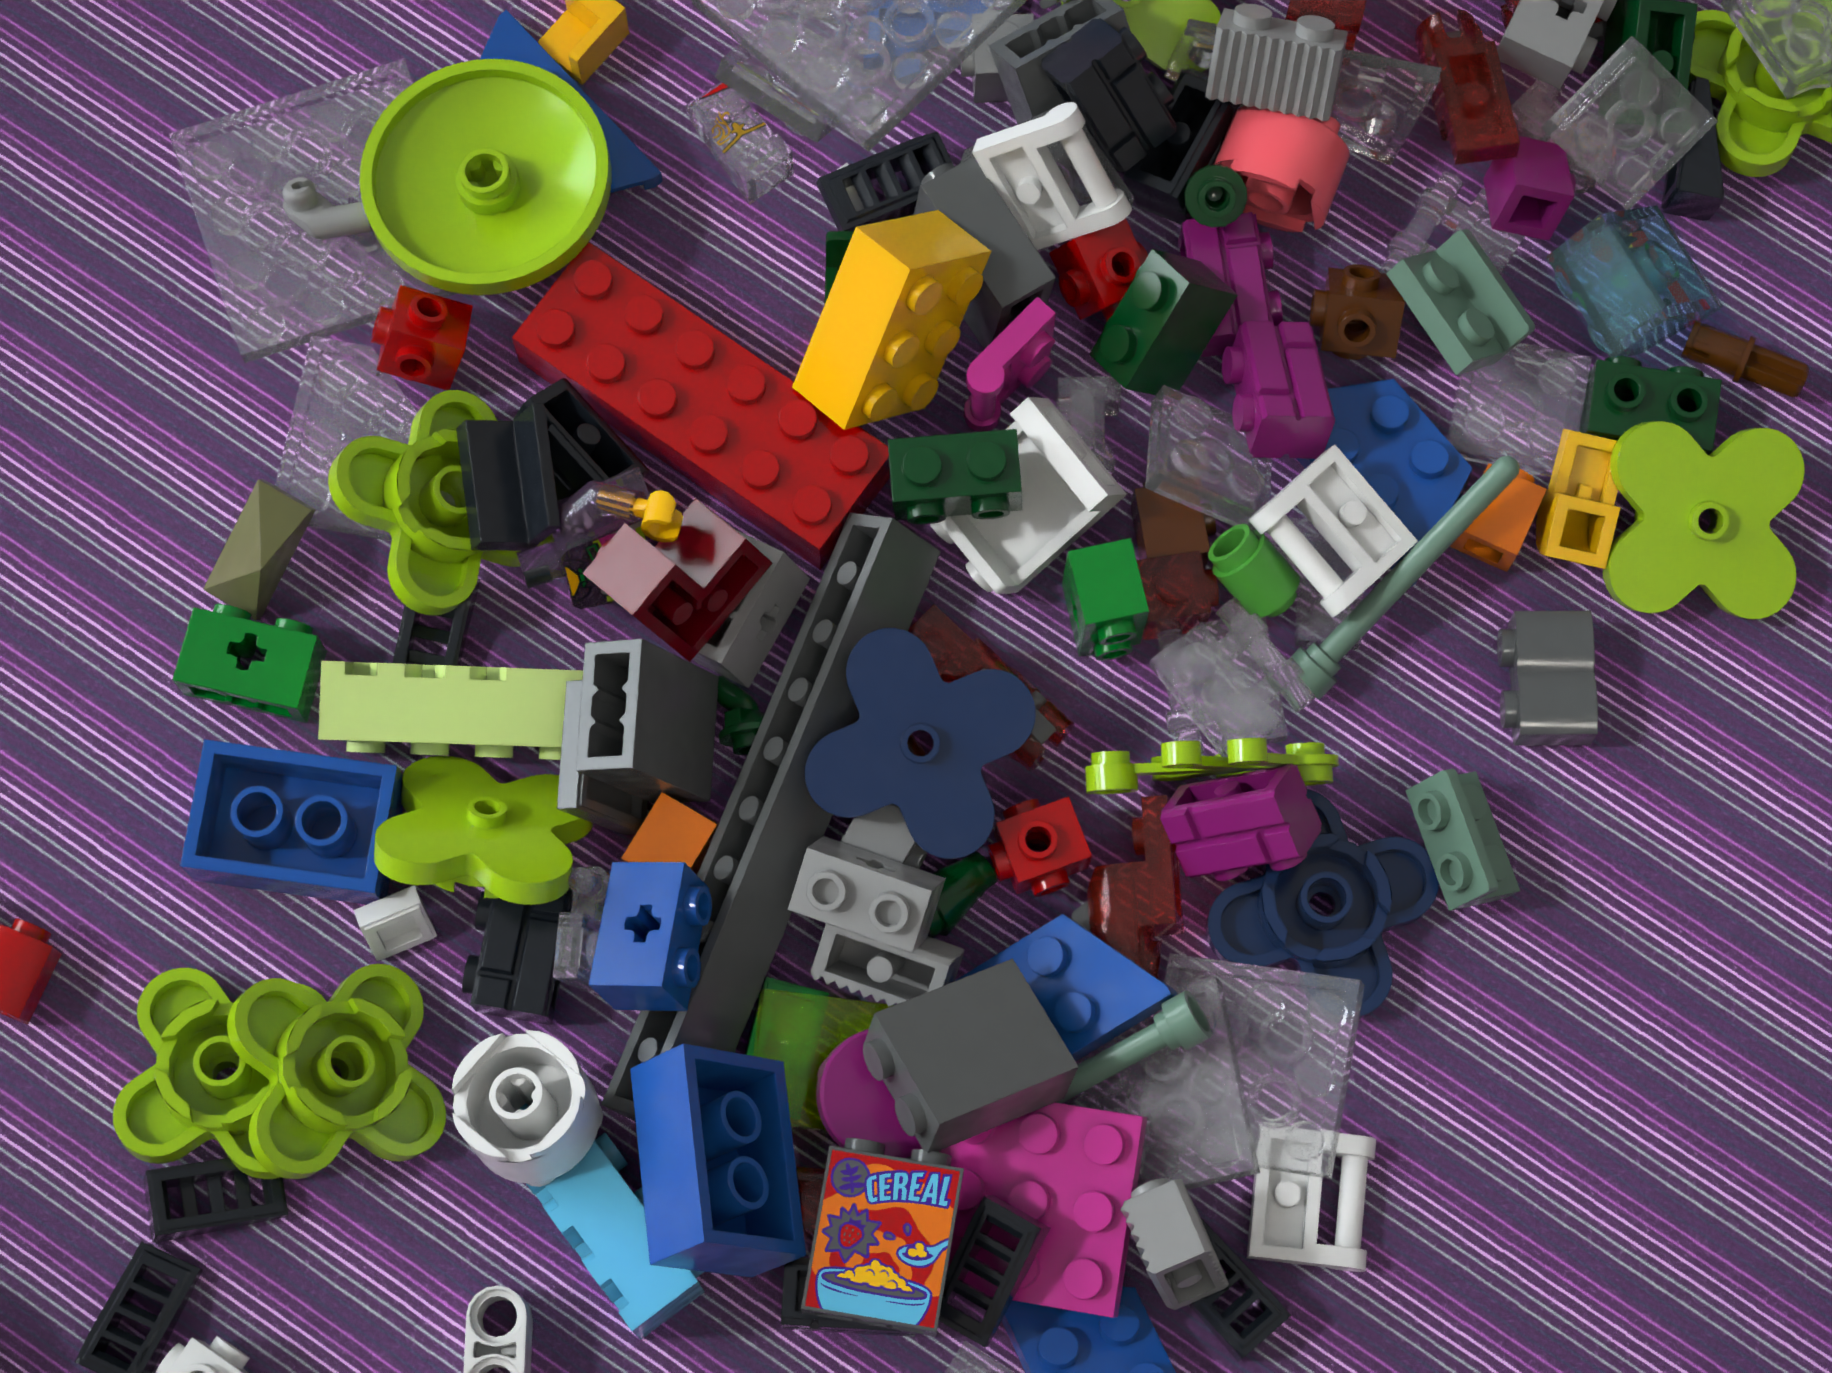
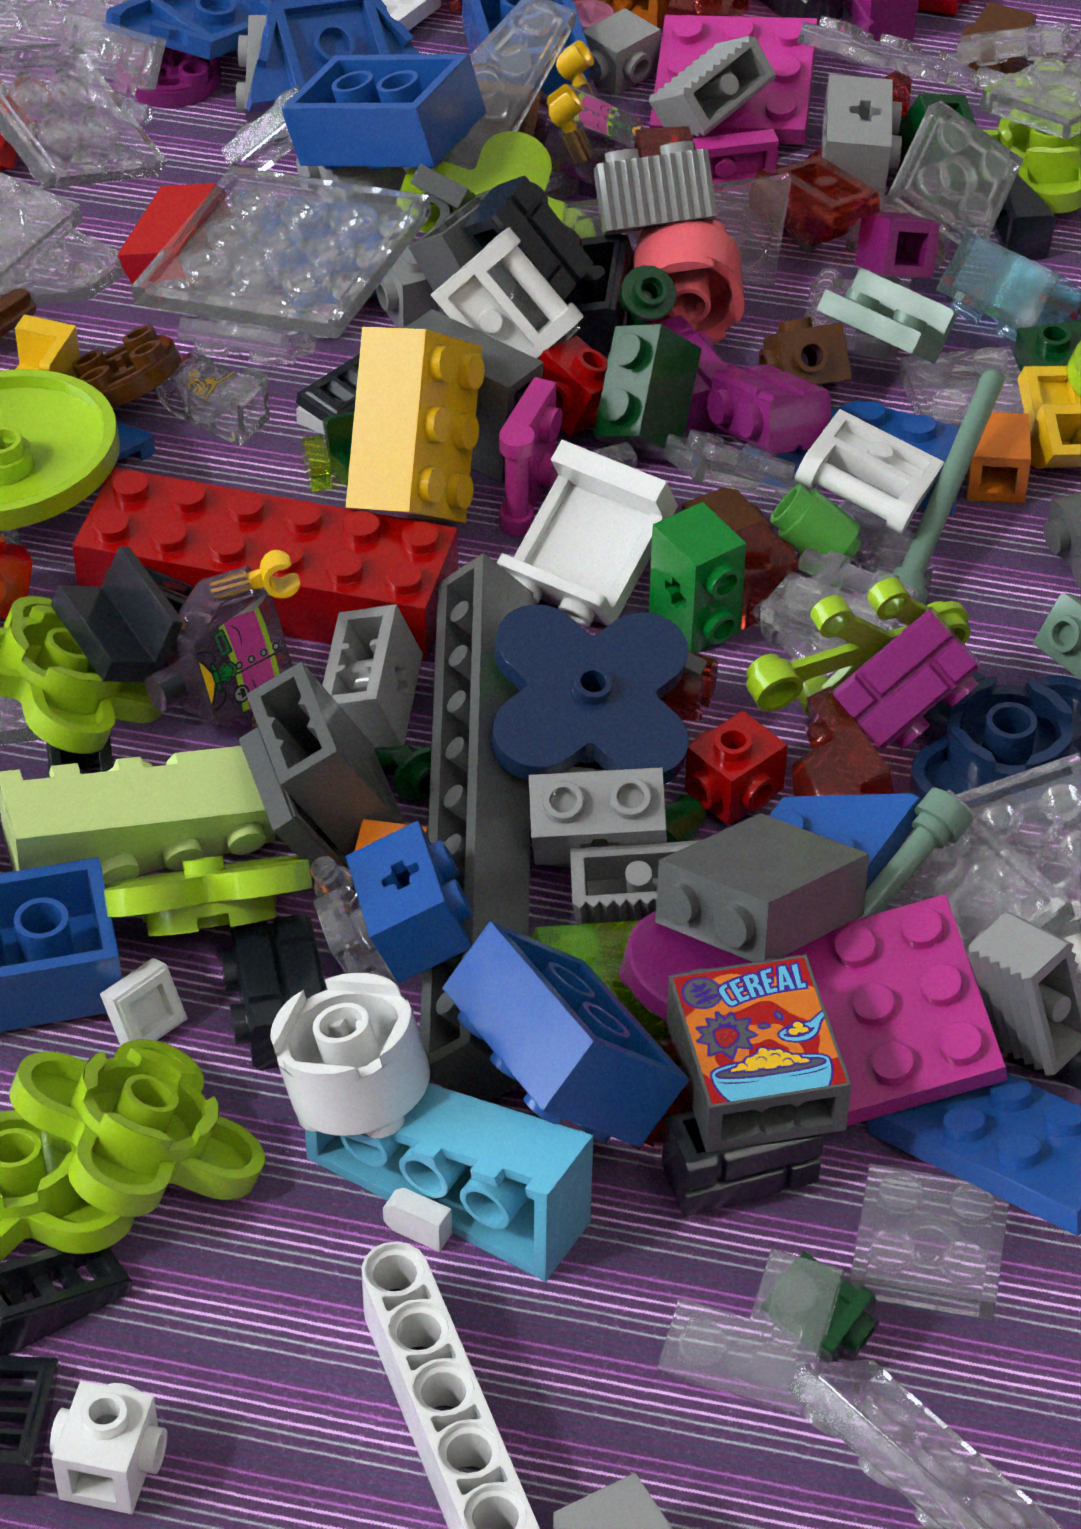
camera: 20 degrees left, 30 degrees down
(552, 1241) = (418, 1218): none -> white piece
(658, 79) = (130, 368): none -> reddish brown tile
(682, 585) = (314, 619): dark red brick -> none
(810, 266) = (316, 463): none -> clear neon green piece
(955, 476) = (525, 513): dark green brick -> none
(1031, 1236) = (872, 1015): black slope -> none

